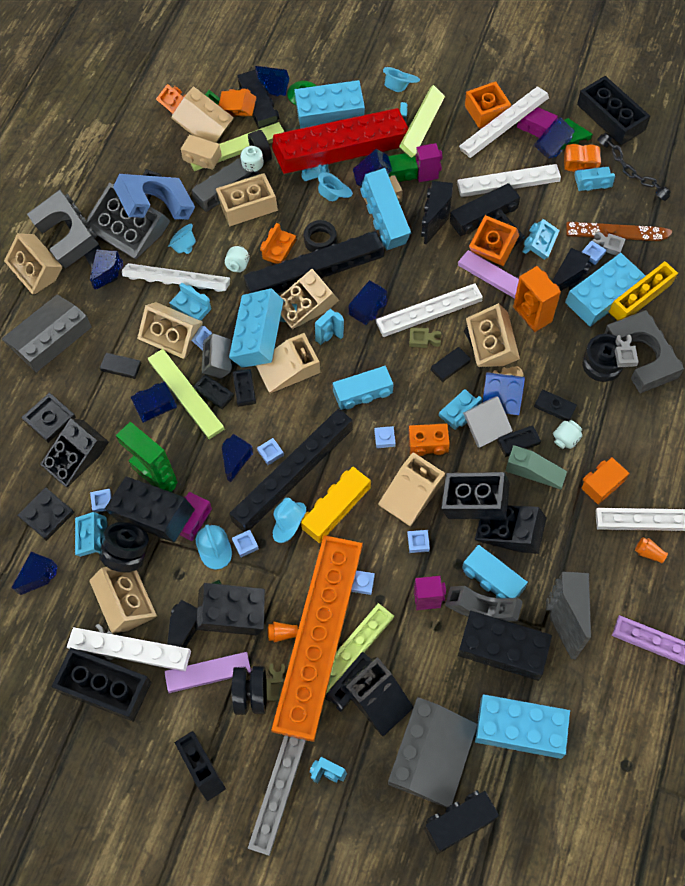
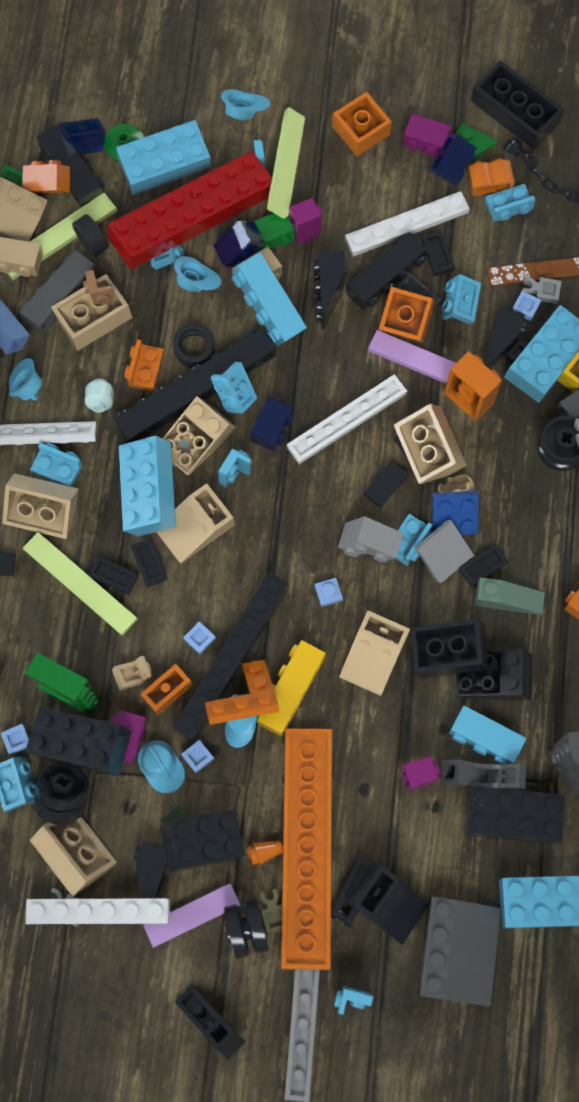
camera: 15 degrees left, 10 degrees up
(101, 684) = (77, 957): black brick -> none
(153, 401) = (44, 603): clear blue brick -> none
(200, 336) = (85, 509): light blue plate -> none
(208, 468) = (132, 673): none -> tan bracket
(216, 356) = (107, 531): dark grey brick -> none
(232, 484) = (166, 689): none -> orange brick
(235, 455) = (159, 650): clear blue slope -> none
(252, 158) = (87, 258): light aqua head -> none
(254, 182) = (98, 295): none -> medium nougat bracket
(306, 504) = (259, 701): none -> orange plate
(344, 270) = (234, 388): none -> medium azure bracket
(359, 641) = (353, 844): yellowish green tile -> none
(363, 388) = (290, 536): medium azure brick -> none
(363, 582) = (342, 774): light blue plate -> none
(418, 541) = (394, 712): light blue plate -> none
(420, 337) = (343, 457): olive plate -> none
(428, 397) = (370, 537): none -> light grey brick
(428, 439) = (380, 586): orange brick -> none
(460, 821) = (505, 1021): black brick -> none
(504, 122) = (387, 146): white plate -> none
(529, 205) = (438, 253): none -> black tile
(555, 405) = (517, 513): black plate -> none
(567, 434) = (538, 548): light aqua head -> none

